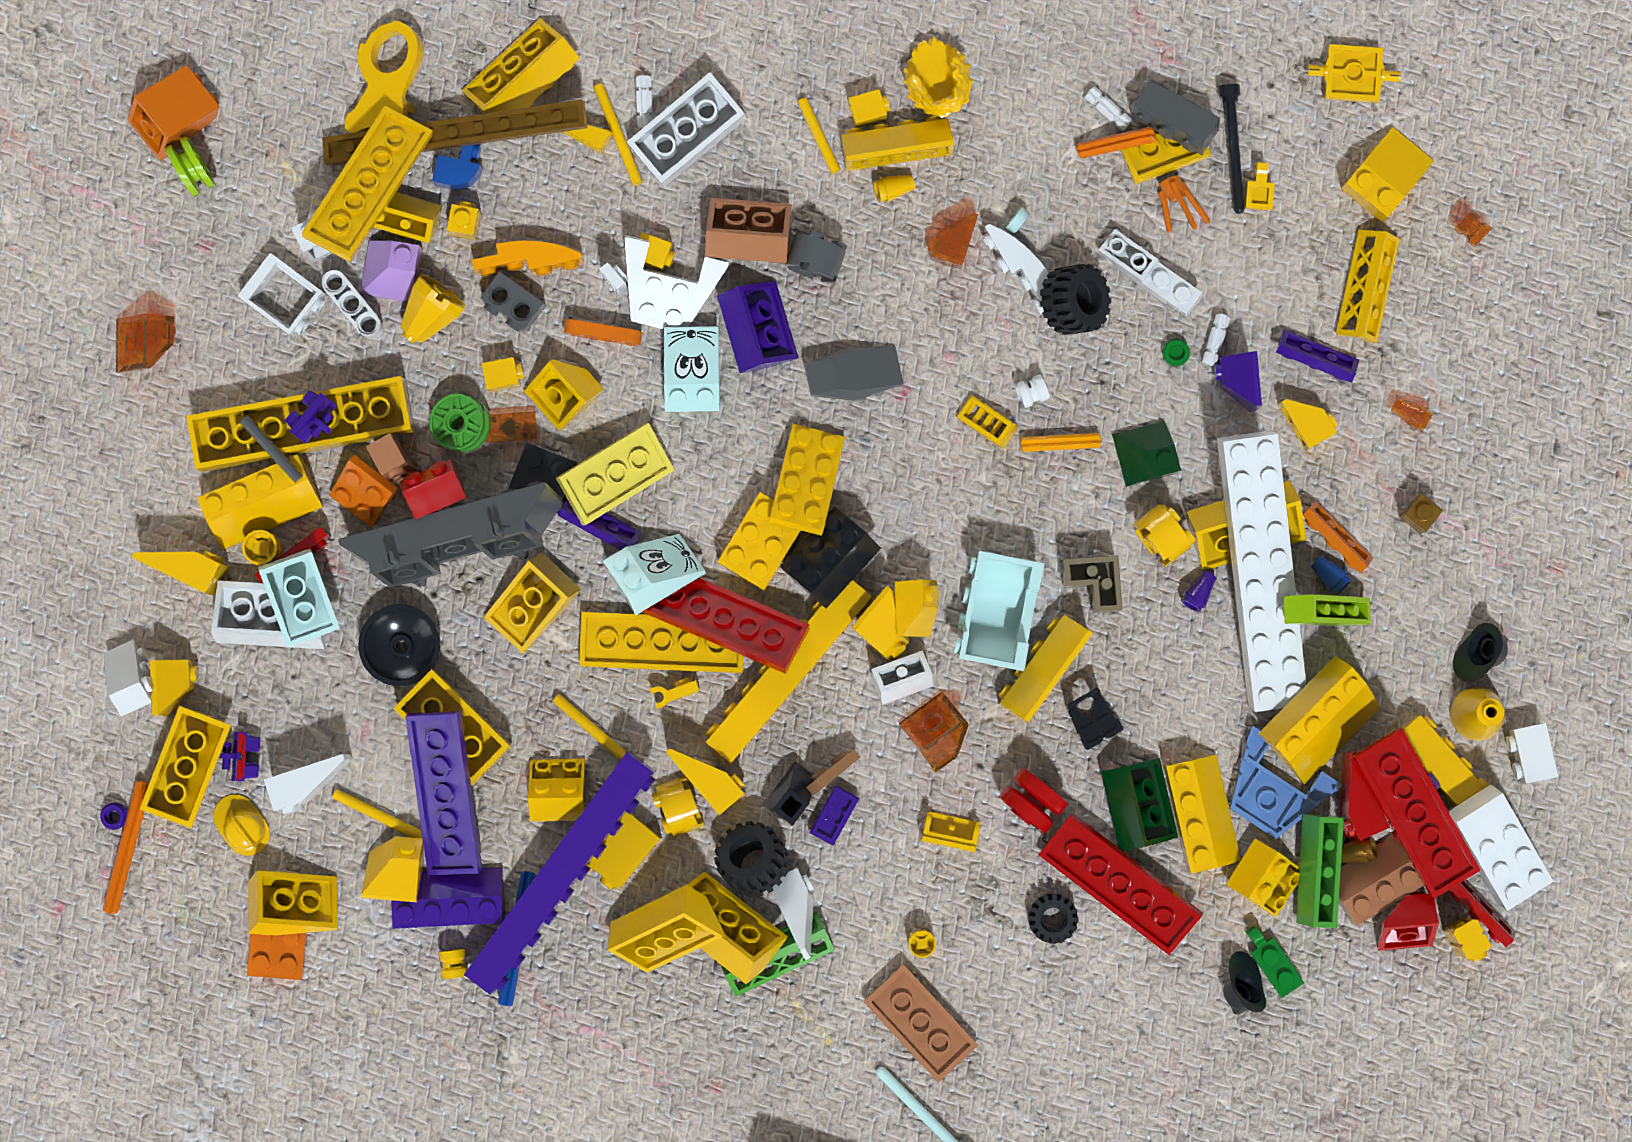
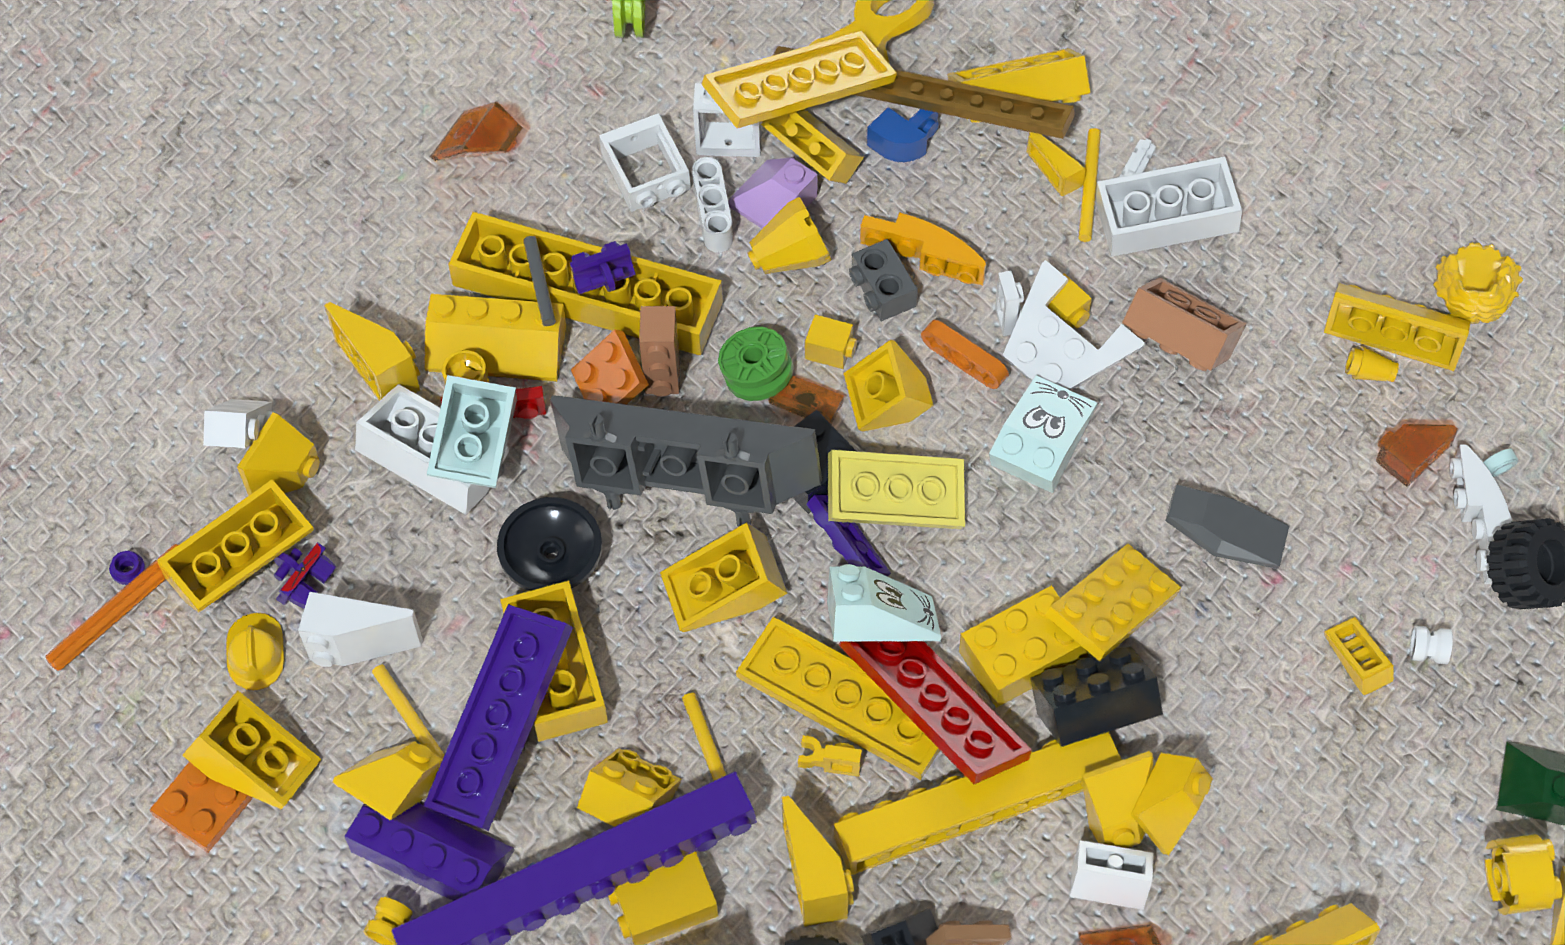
camera: 30 degrees right, 25 degrees down
(433, 488) = (686, 388): red slope -> none
(464, 221) = (877, 182): yellow brick -> none
(678, 807) = (758, 890): yellow cylinder -> none
(757, 326) = (1141, 428): dark purple slope -> none
(815, 257) = (1246, 385): dark grey brick -> none
(818, 135) = (1311, 283): yellow bar -> none
(868, 108) = (1383, 275): yellow brick -> none
(998, 610) = (1275, 851): light aqua cylinder -> none
(1060, 442) = (1438, 718): light orange axle -> none
(1101, 575) = (1415, 879): dark tan brick -> none

